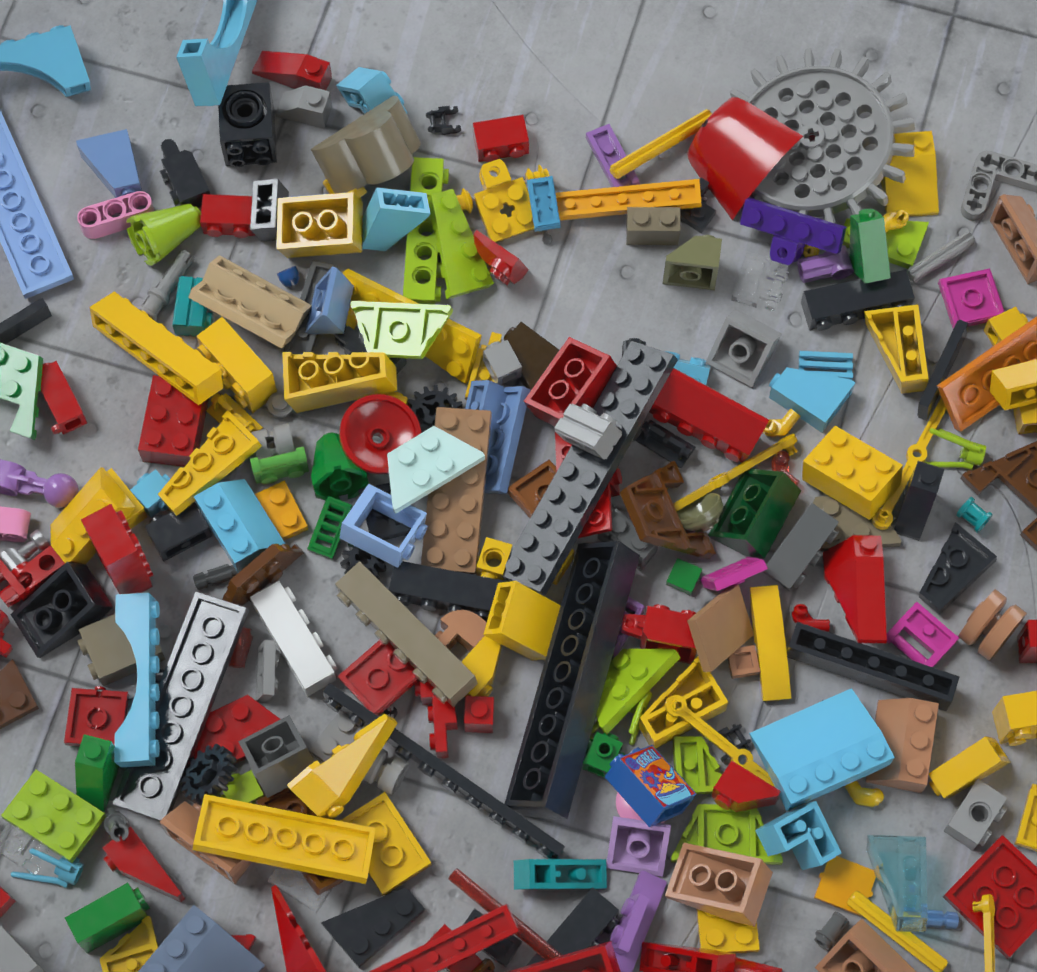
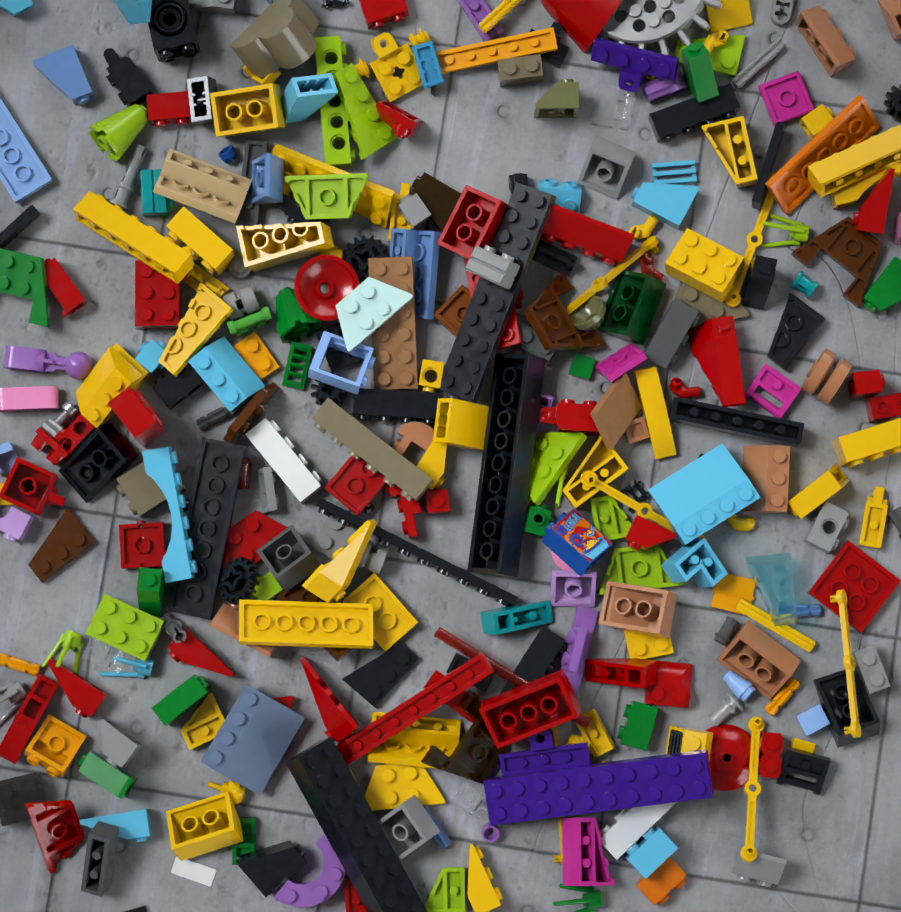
camera: 10 degrees left, 15 degrees up
(103, 212) = (65, 120): bright pink beam -> none

